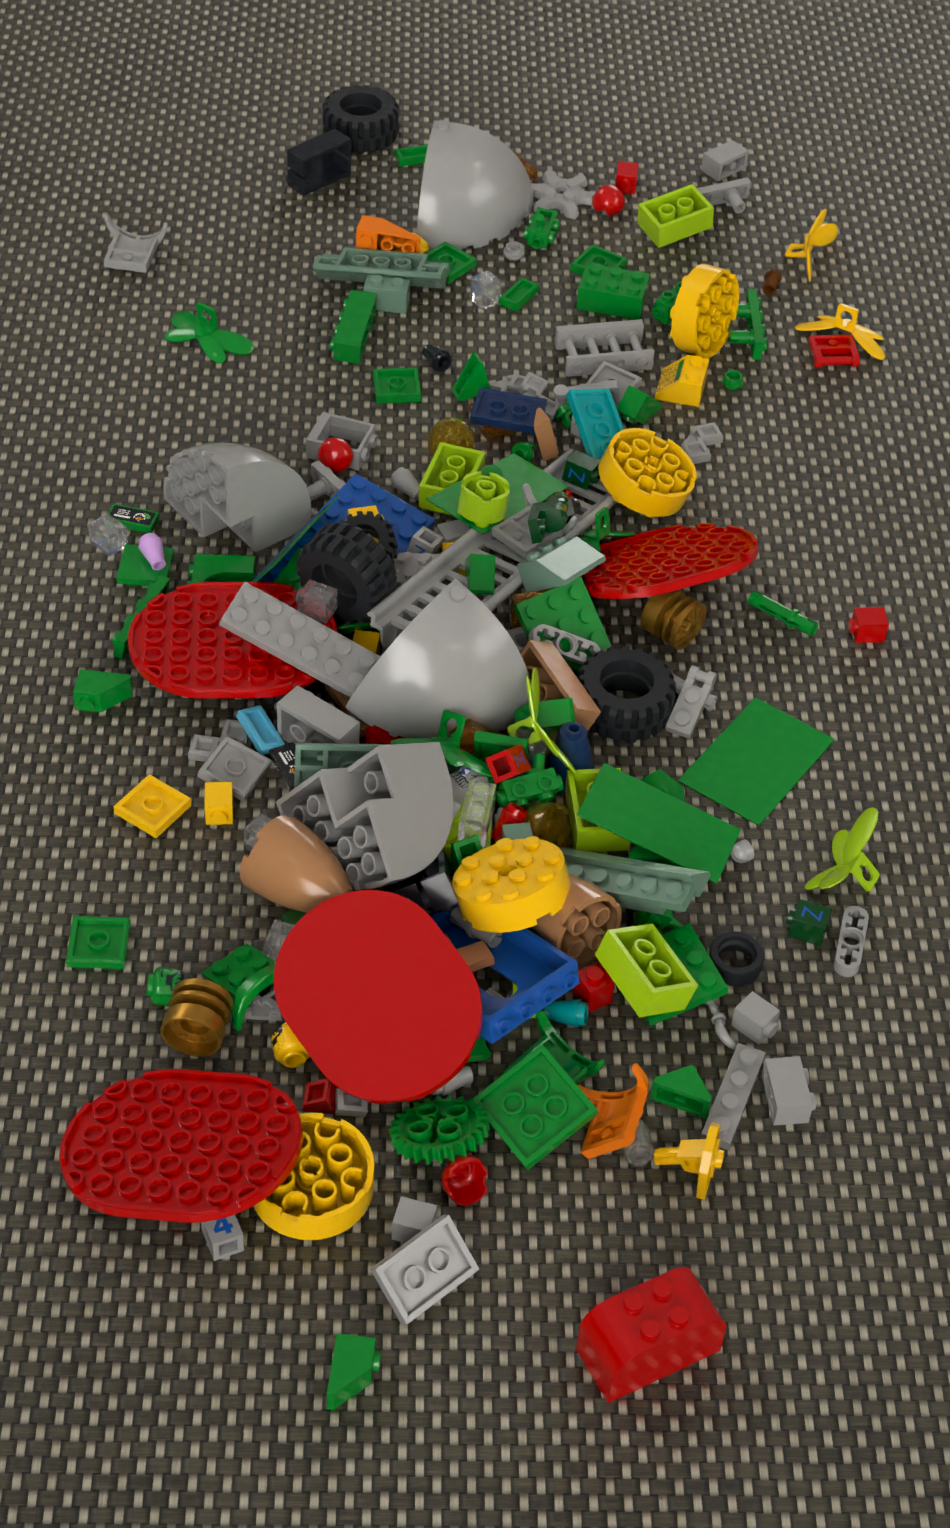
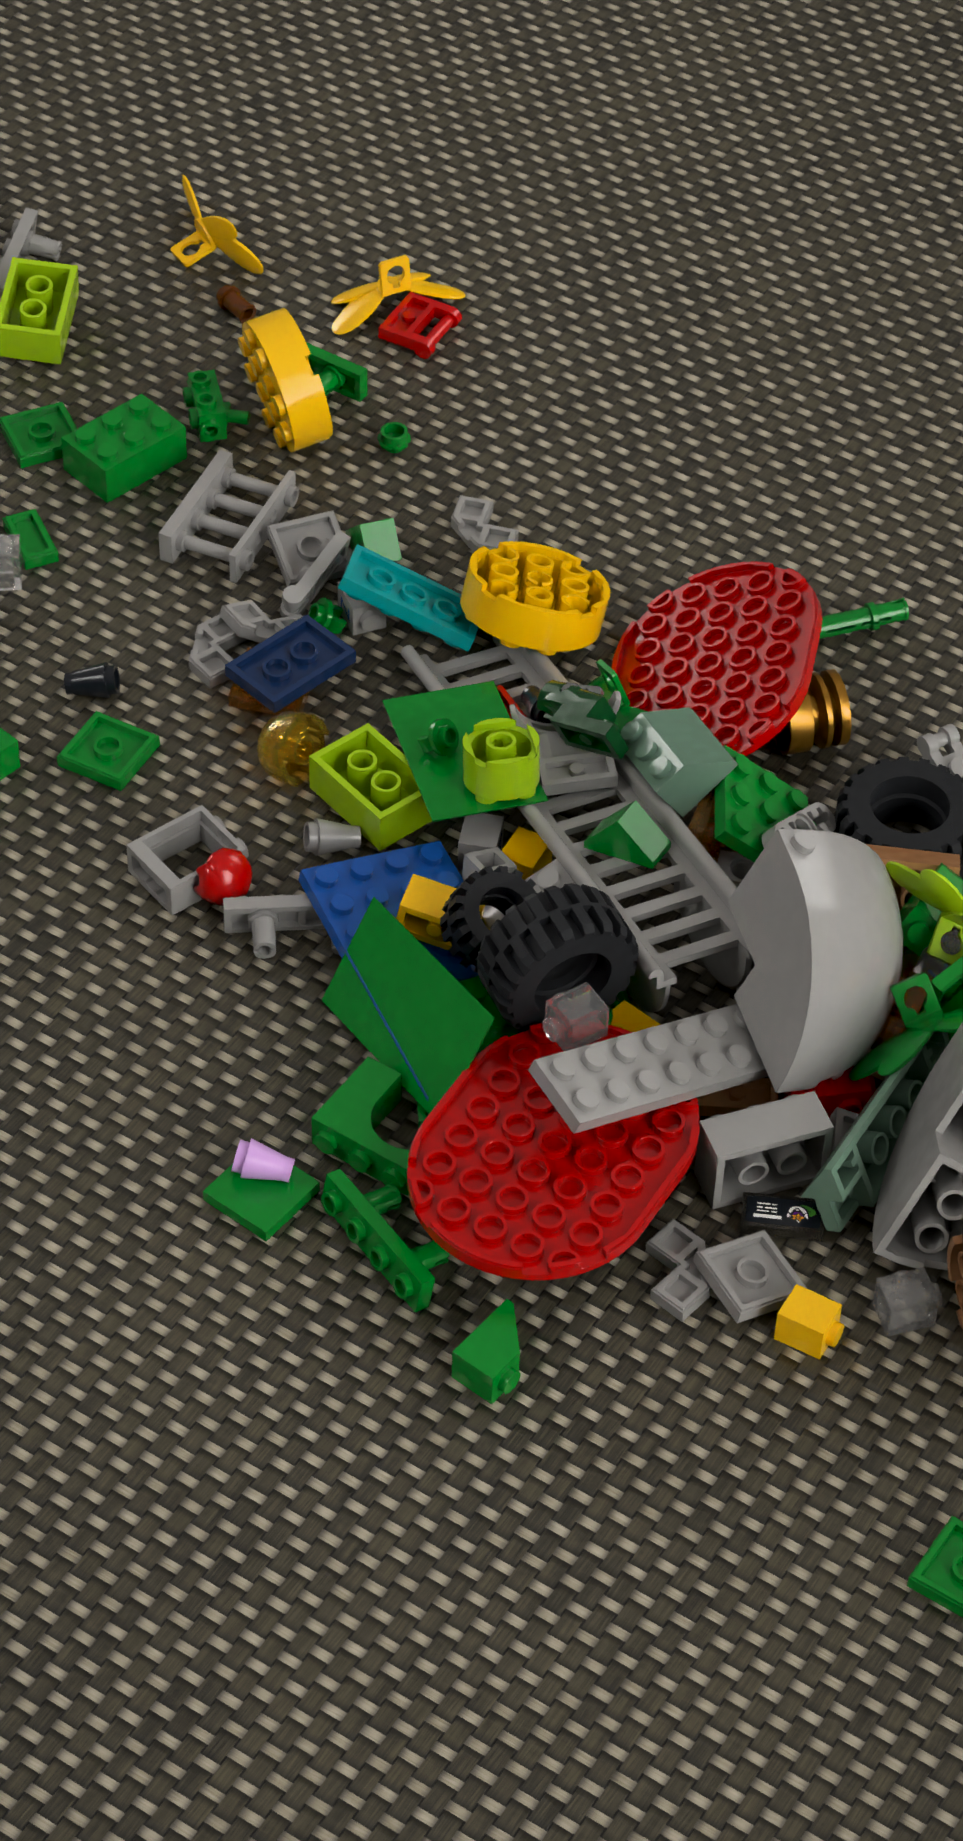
camera: 55 degrees left, 0 degrees up
(108, 534) = (172, 1200): clear brick -> none
(135, 518) = (146, 1160): tile -> none
(152, 806) = (760, 1397): yellow plate -> none
(239, 490) = (230, 1007): light grey brick -> none
(259, 729) = (700, 1215): medium azure tile -> none
(471, 379) = (187, 667): green slope -> none
(524, 450) = (369, 695): green plate -> none
(545, 435) = (370, 652): medium nougat slope -> none
(581, 470) = (466, 655): dark green brick -> none
(683, 381) = (361, 479): yellow slope -> none
(868, 624) = (935, 558): red brick -> none

